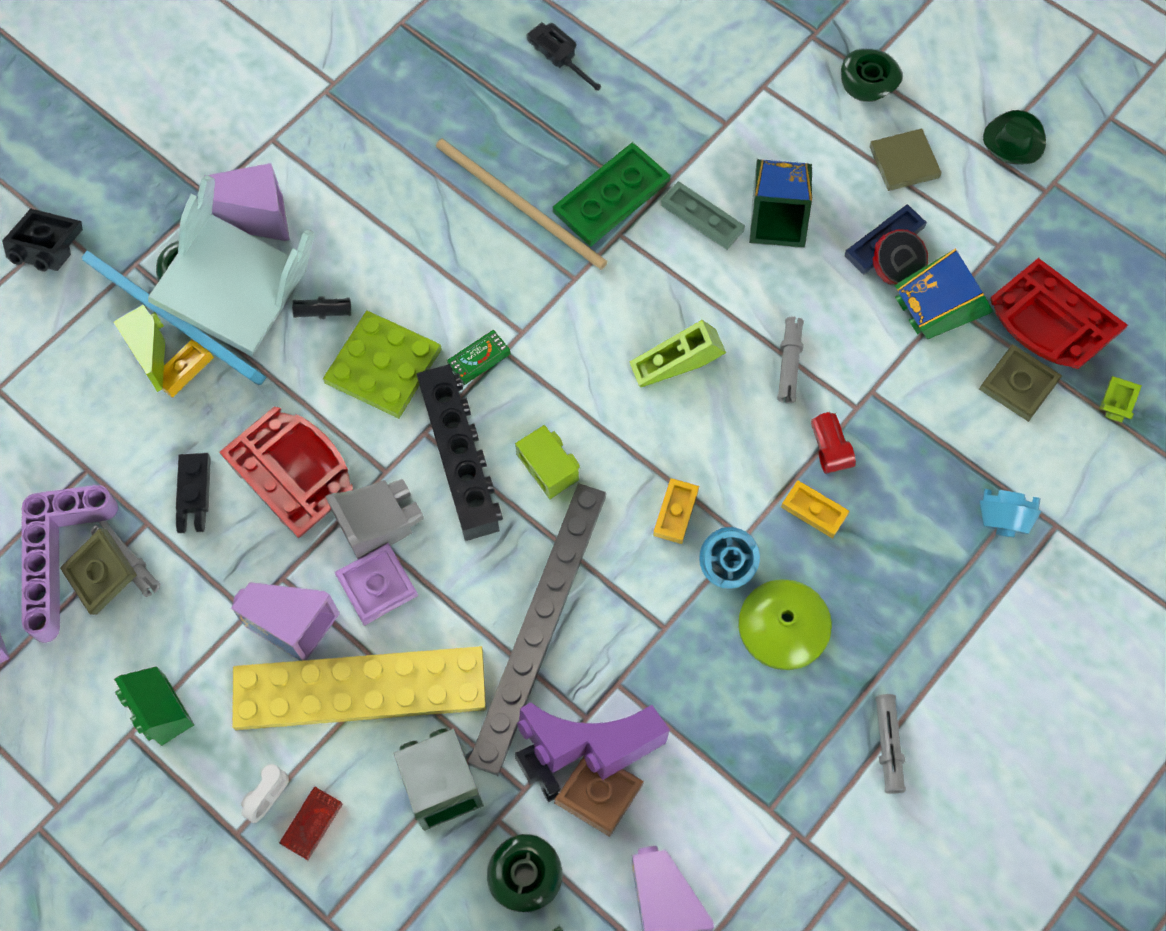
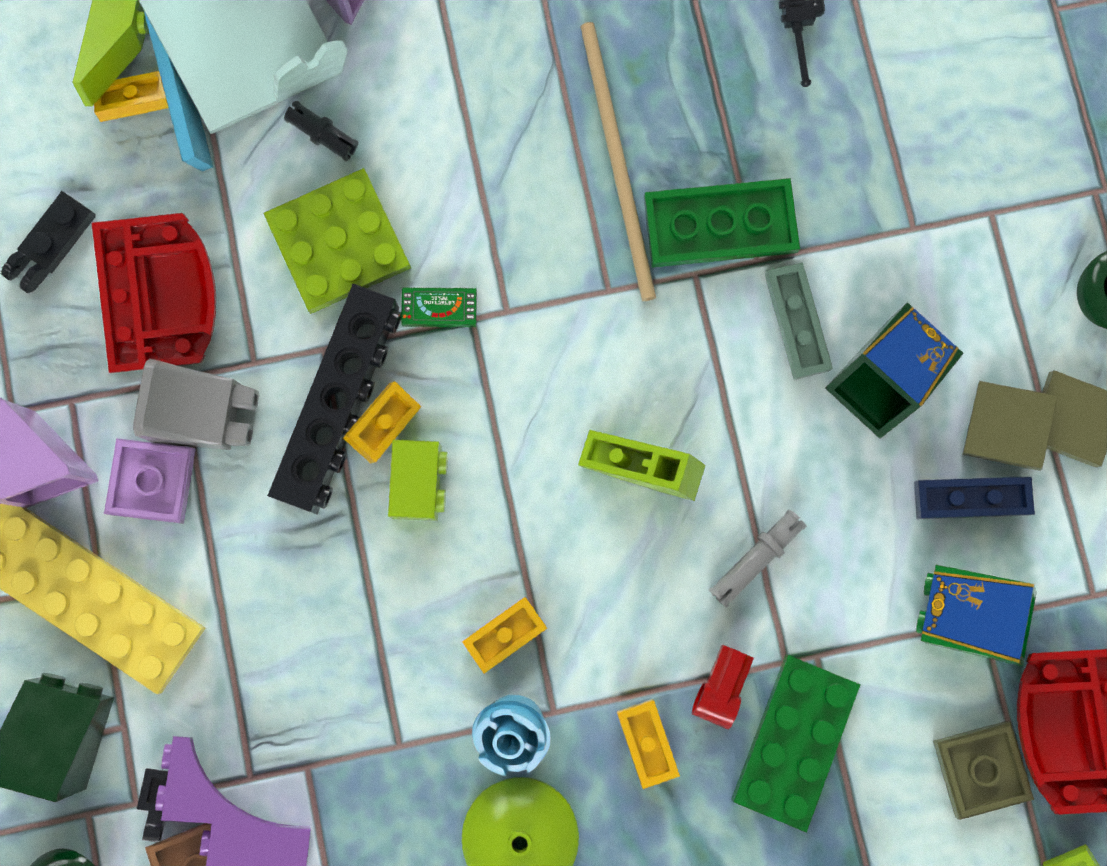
camera: 30 degrees right, 15 degrees up
(499, 441) = (382, 422): none -> yellow plate
(537, 630) = (273, 649): dark grey plate -> none
(871, 186) = (1010, 425): none -> olive tile
(899, 256) = (970, 534): black tile -> none
(901, 446) = (795, 743): none -> green plate

